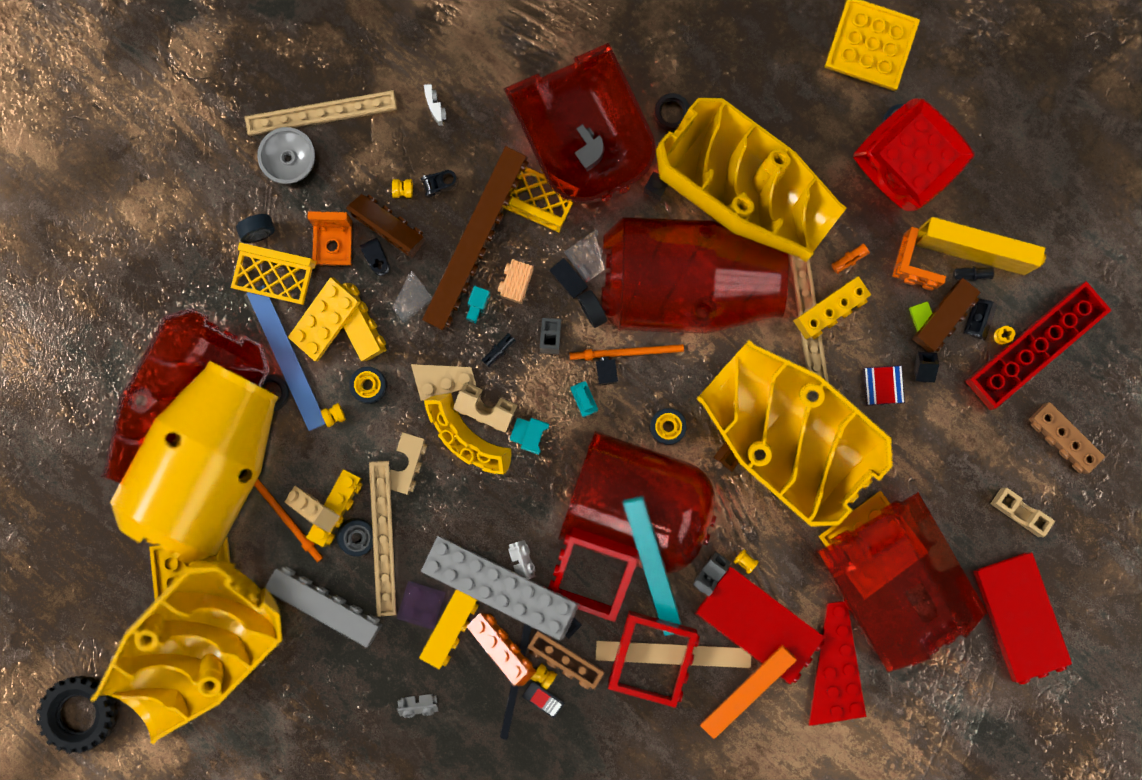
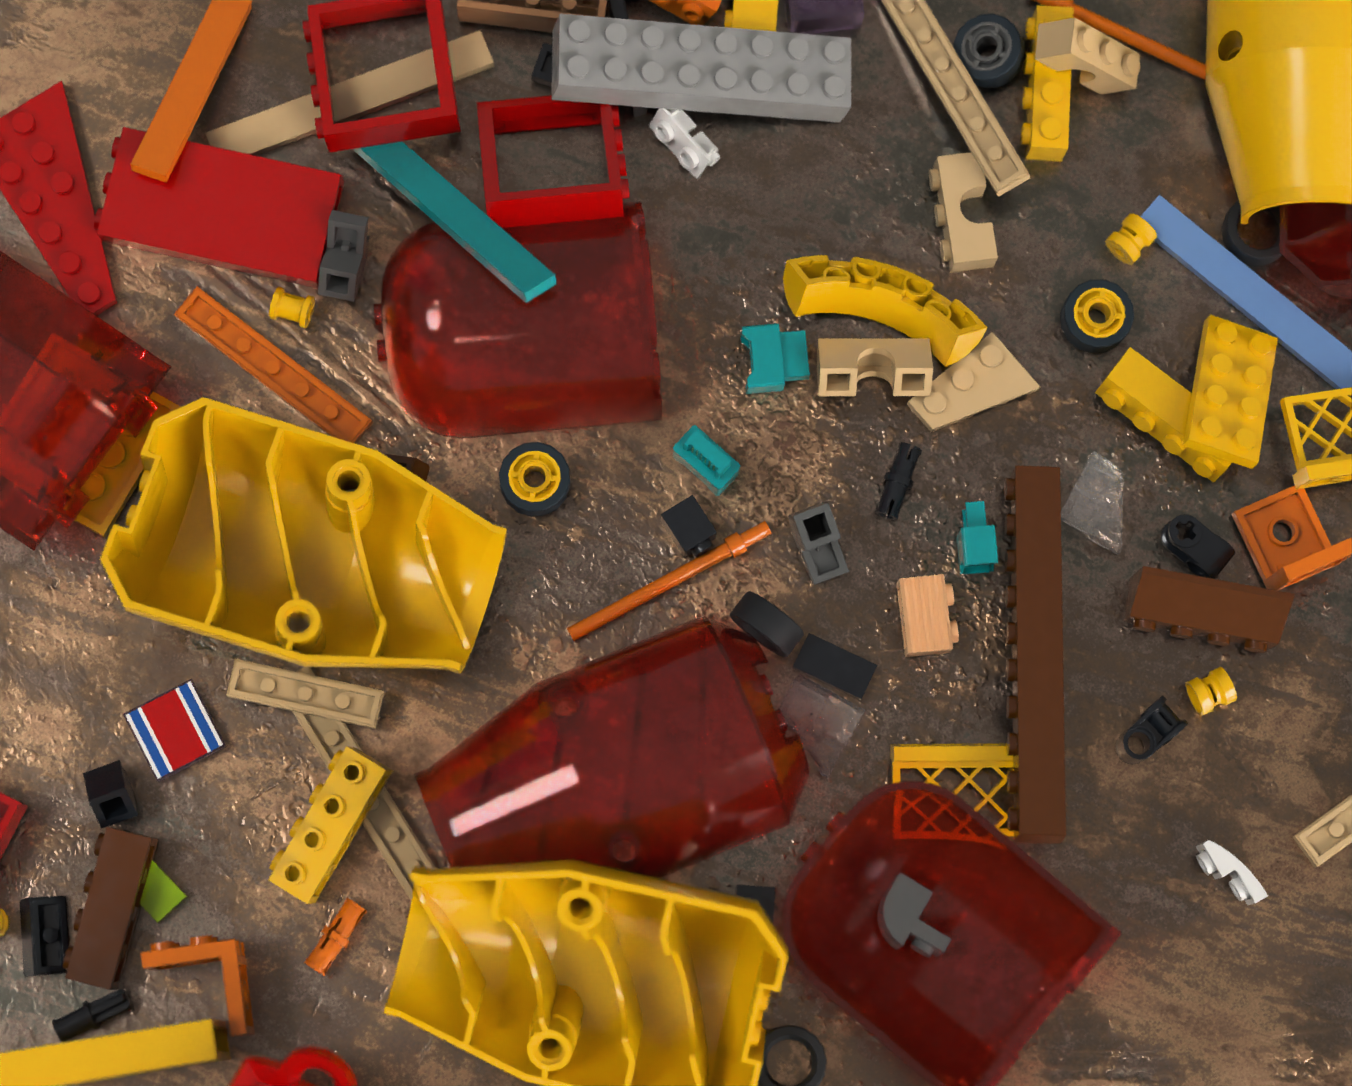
camera: 150 degrees right, 5 degrees down
(767, 537) = (272, 367): none -> orange tile
(802, 359) = (305, 694): none -> tan tile

